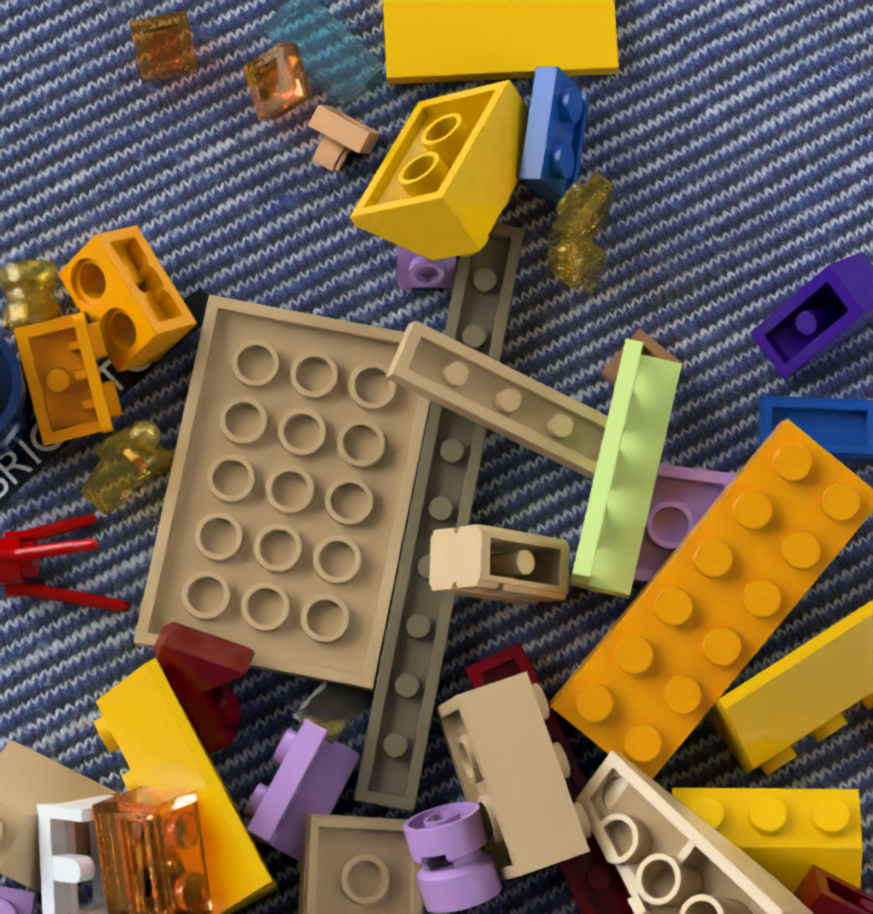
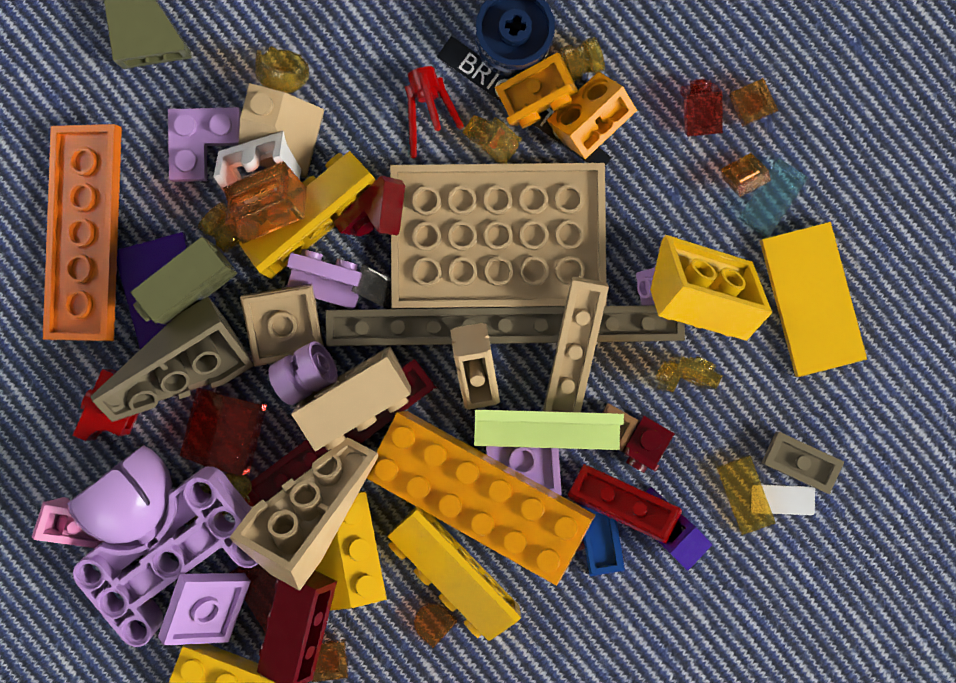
camera: 75 degrees right, 10 degrees up
(154, 125) = (702, 108): none -> clear red bracket
(341, 136) = (719, 220): light nougat tile -> none
(553, 134) = (745, 346): blue plate -> none
(682, 323) = (647, 444): none -> dark red bracket
(756, 88) = (802, 462): none -> dark tan plate
(770, 374) = (625, 503): none -> red tile
(791, 187) = (745, 495): none -> clear yellow tile
(810, 133) = (790, 499): none -> white sticker

